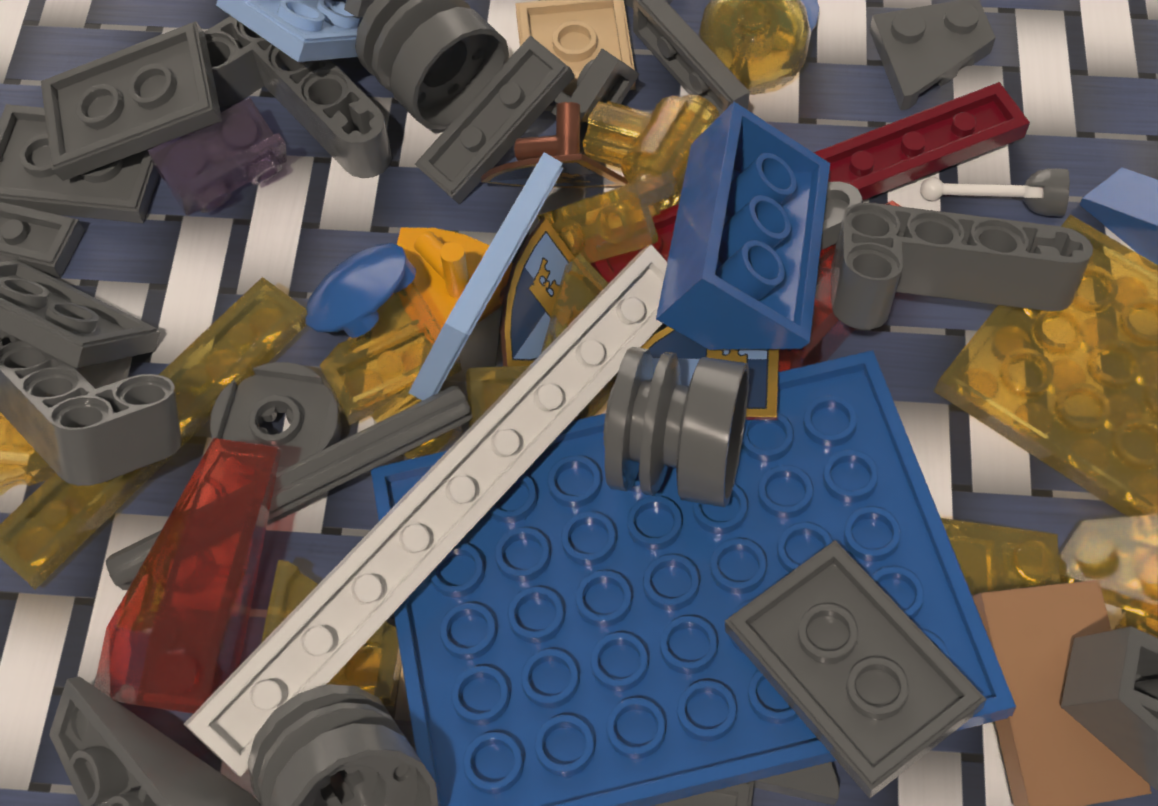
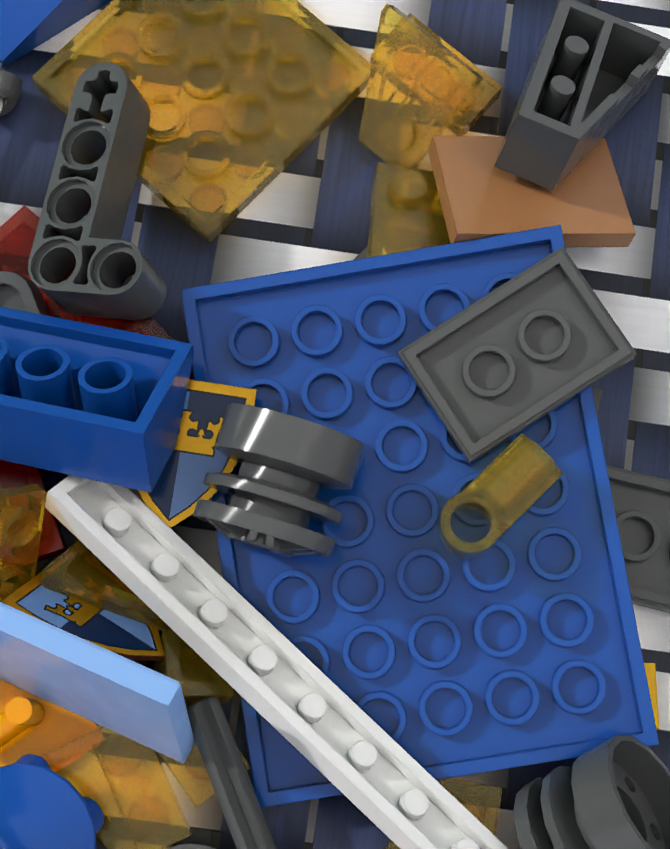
camera: 95 degrees left, 15 degrees up
(686, 648) = (501, 494): none -> clear yellow piece

